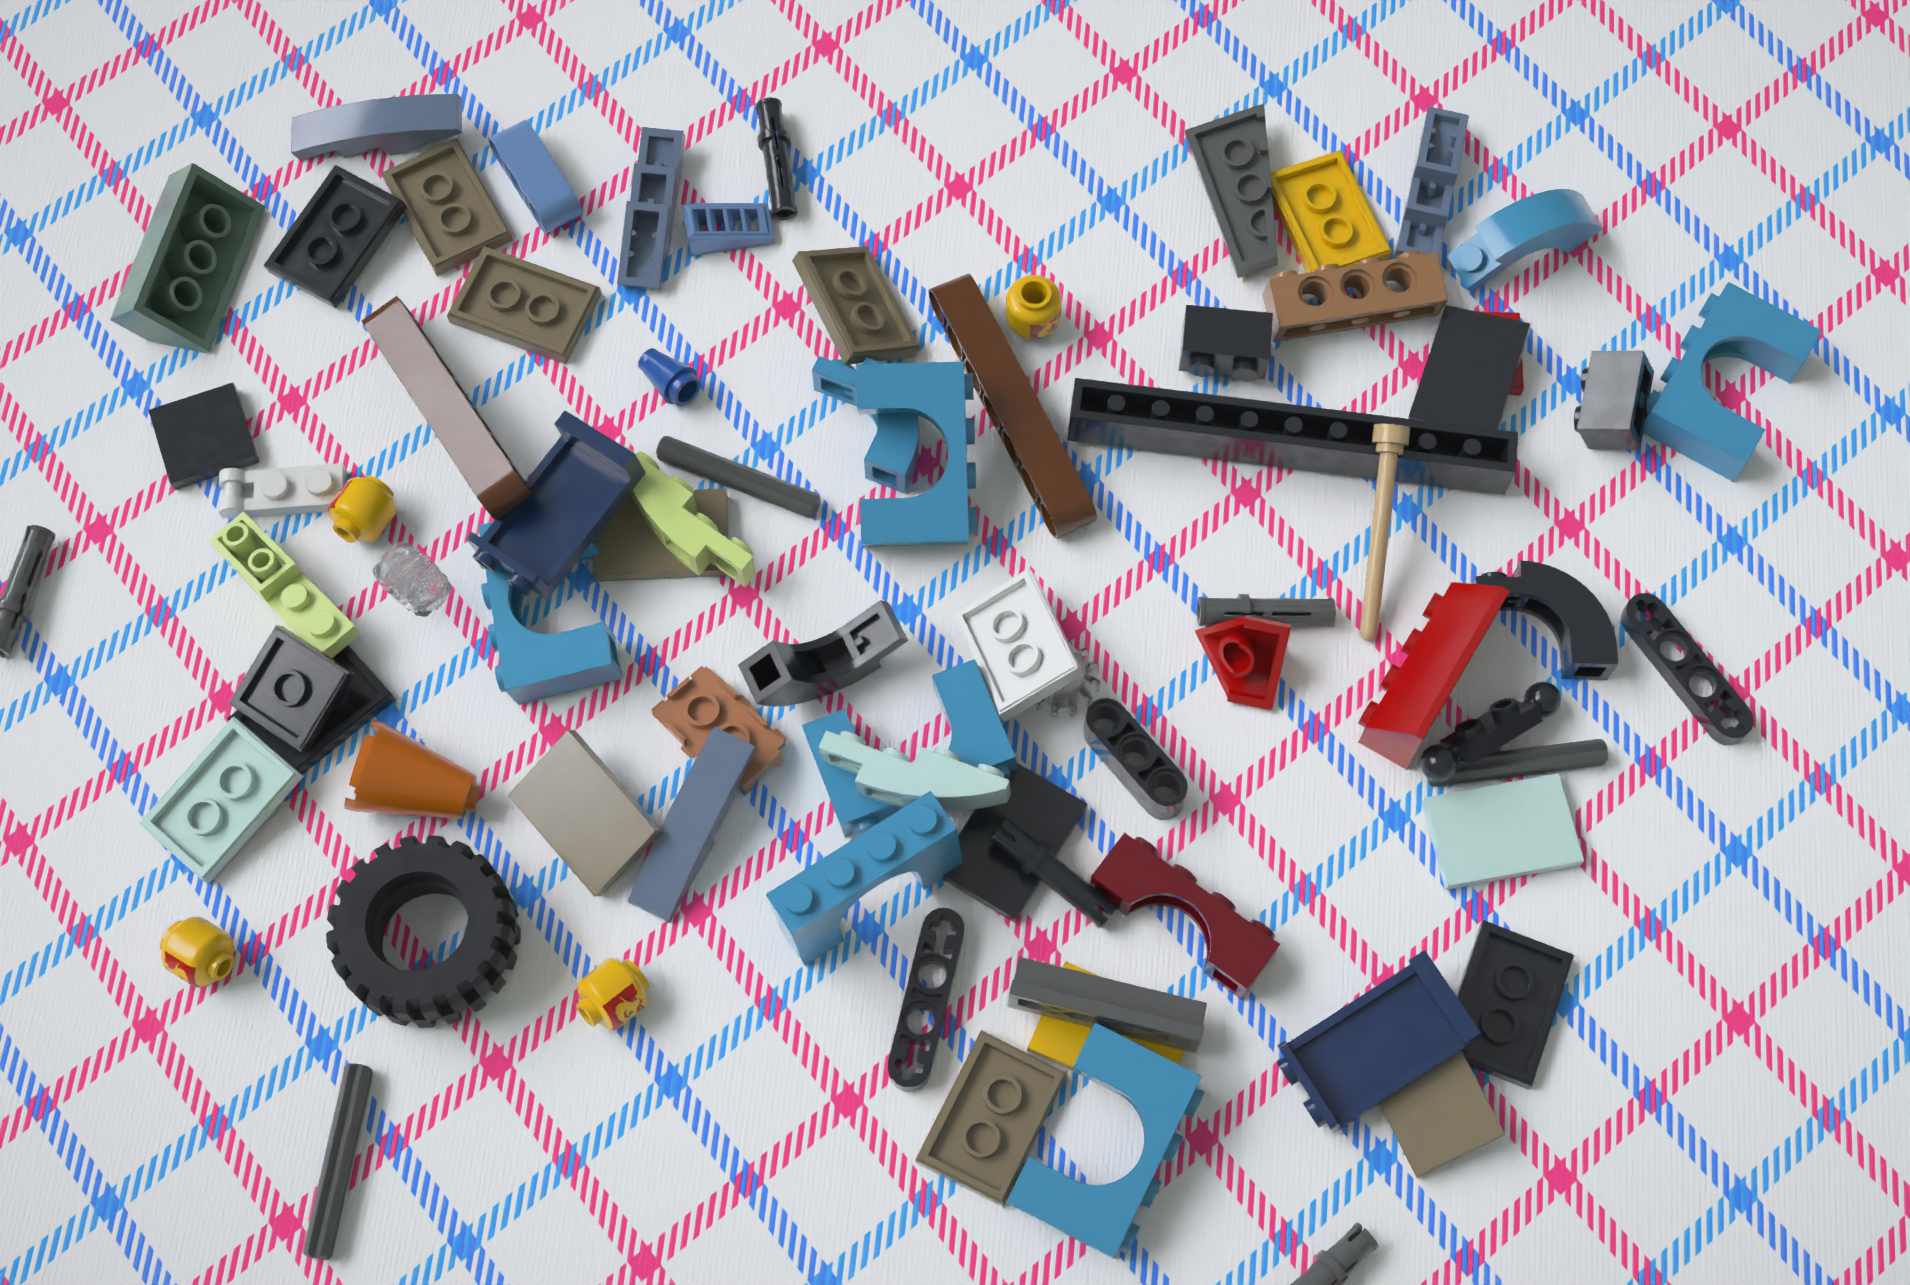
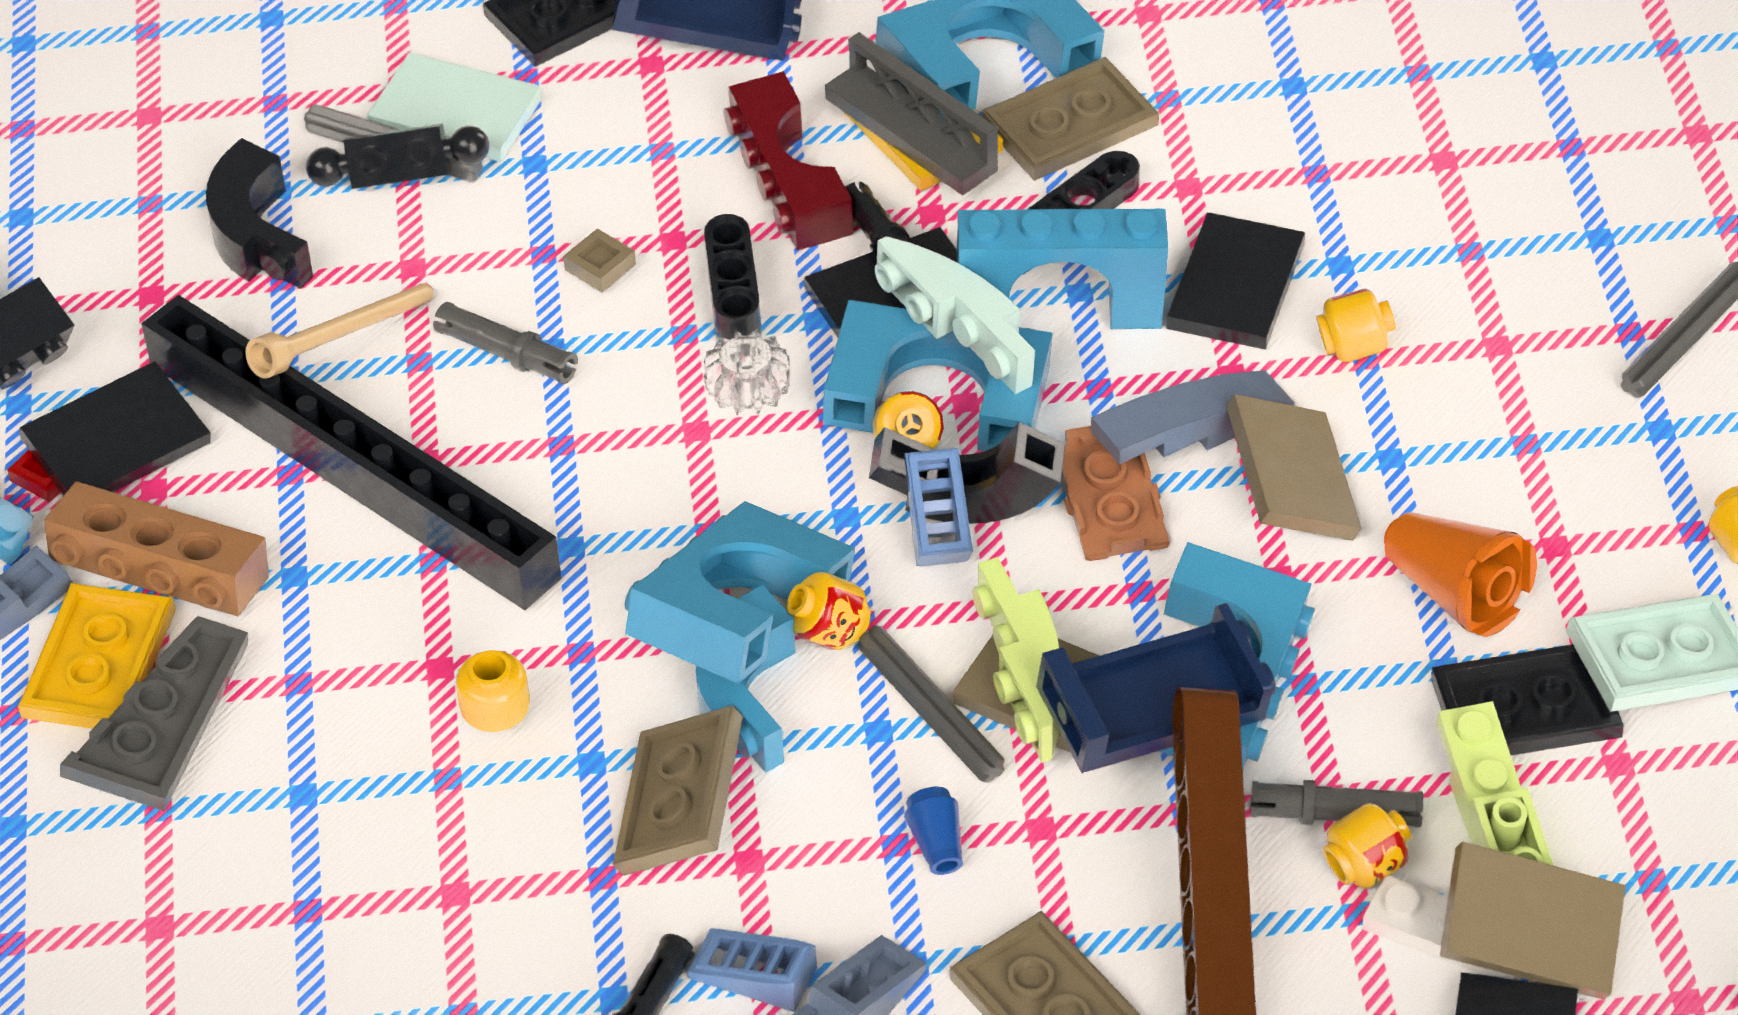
camera: 145 degrees left, 20 degrees down
(212, 494) = (1532, 920): none -> dark tan tile
(291, 688) = (1538, 691): tile -> none
(389, 884) = (1504, 478): black tyre -> none
(412, 579) = (1350, 737): clear gear -> none
(454, 518) = (1329, 803): none -> dark grey pin
(743, 1005) = (1236, 280): none -> black tile
(822, 610) = (938, 553): none -> medium blue slope
(844, 484) = (828, 611): none -> yellow head
(899, 683) = (910, 403): none -> yellow head
(1012, 406) = (591, 631): reddish brown beam -> none
(1018, 645) = (769, 397): white tile -> none
(1225, 342) = (328, 564): black brick -> none
(1247, 657) = (553, 309): red slope -> none
(1257, 728) = (599, 260): none -> dark tan plate
(1430, 670) = (403, 206): red slope -> none
(1679, 672) = (177, 139): black beam -> none

